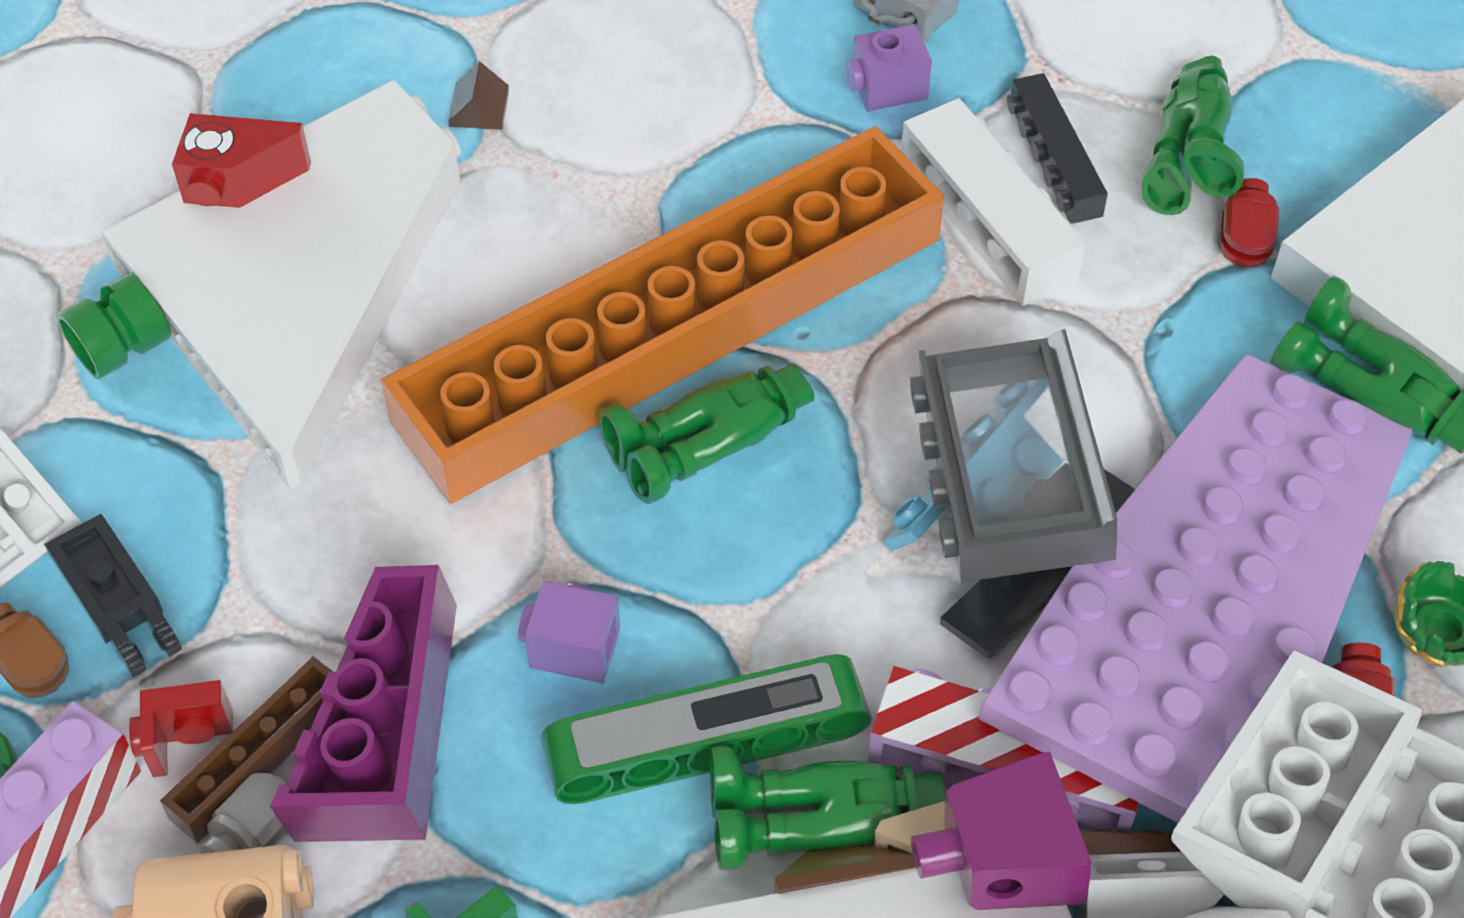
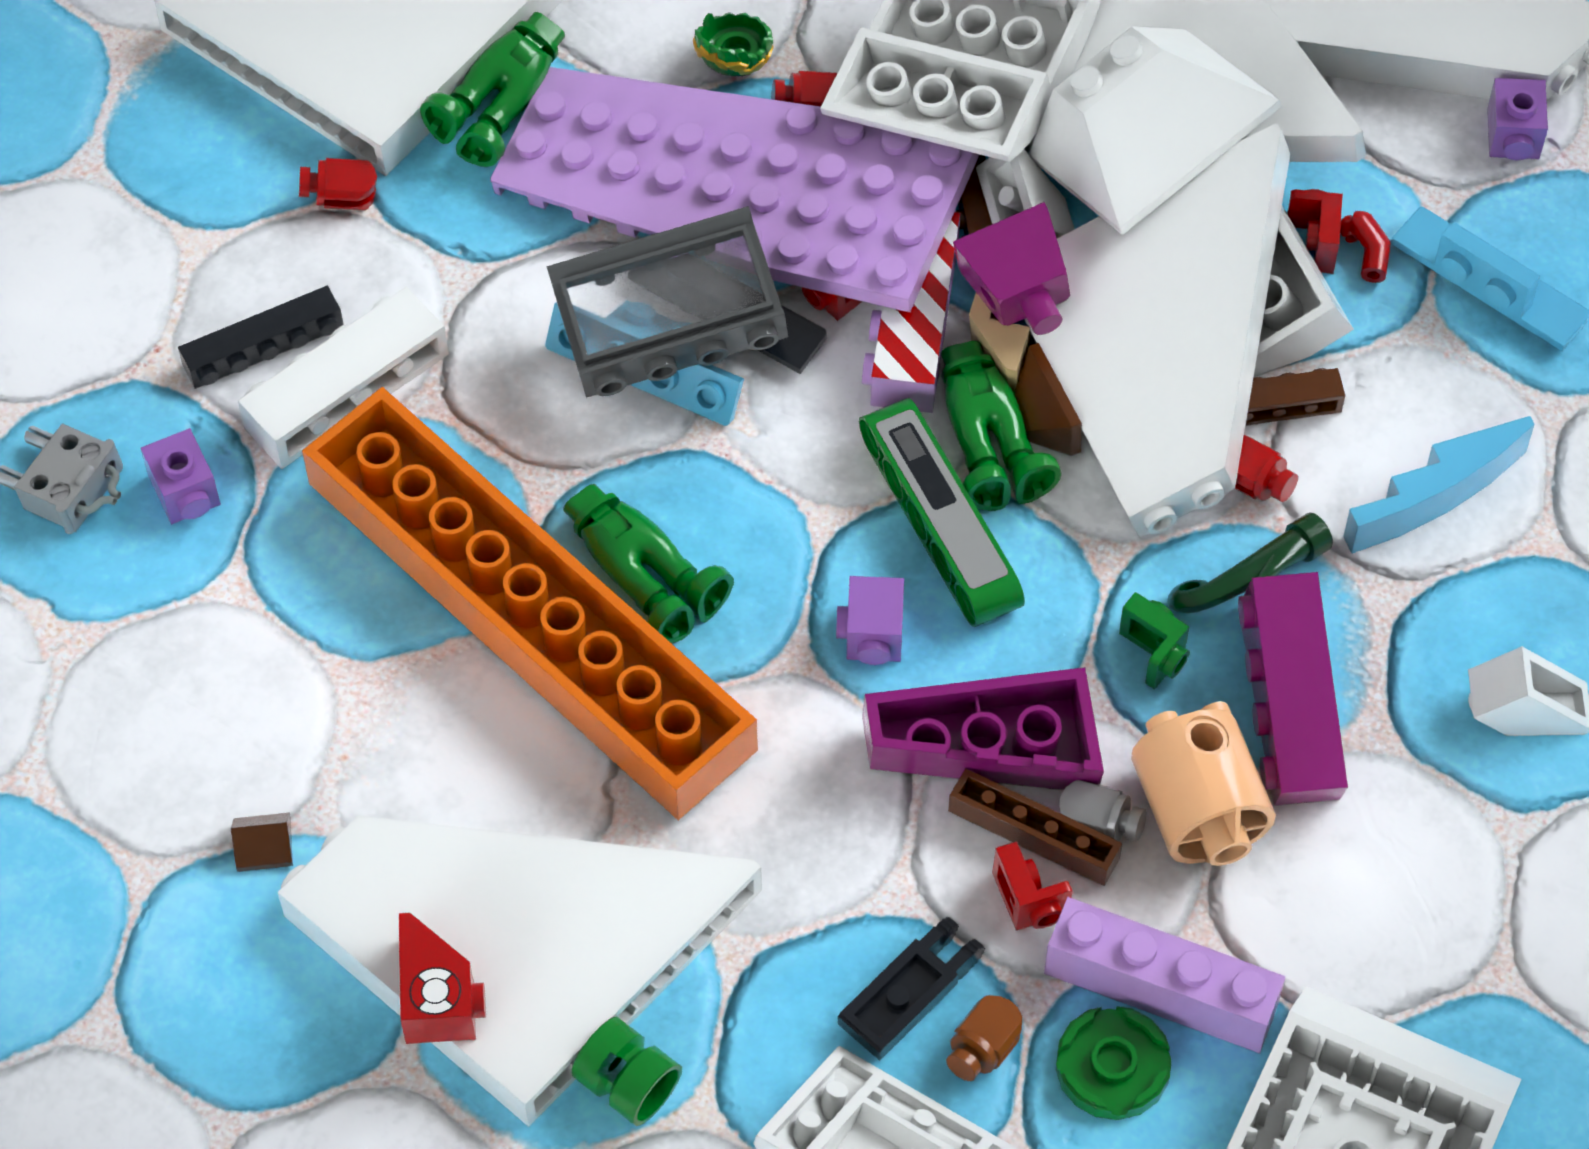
camera: 100 degrees left, 5 degrees up
(1193, 141) = (206, 230): green piece -> none

